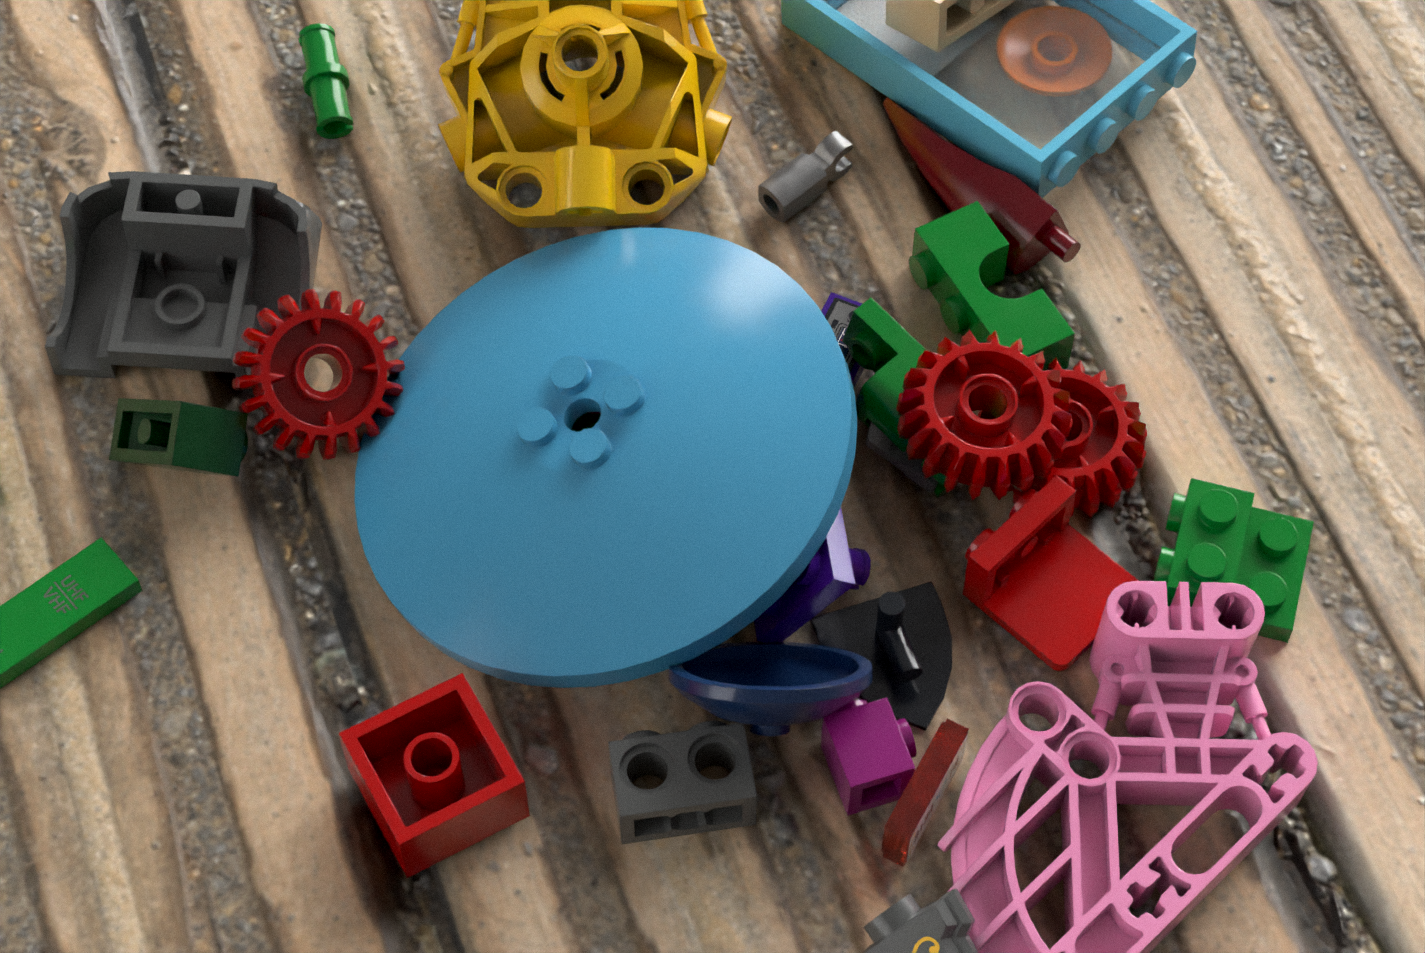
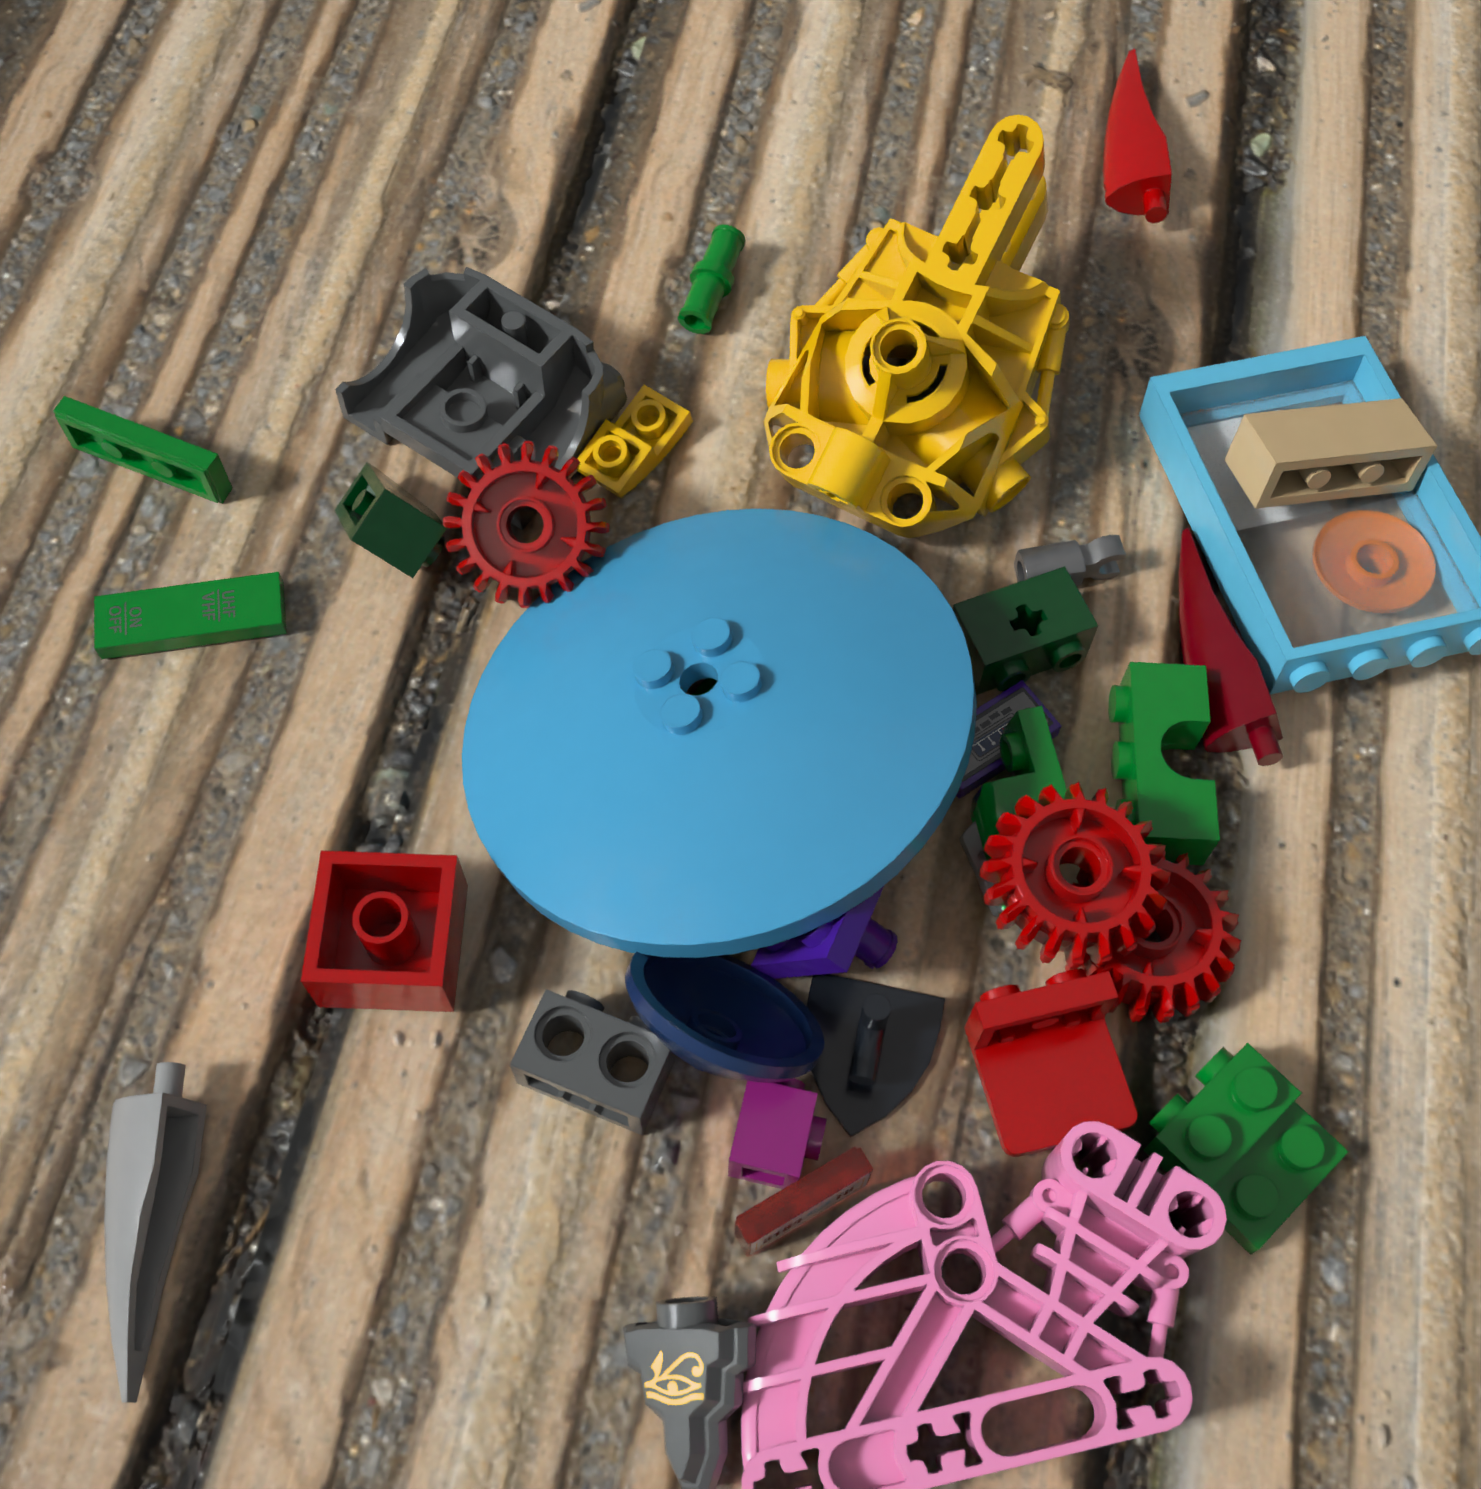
camera: 30 degrees right, 5 degrees up
(354, 255) = (638, 441): none -> yellow slope
(816, 239) = (1026, 630): none -> dark green brick

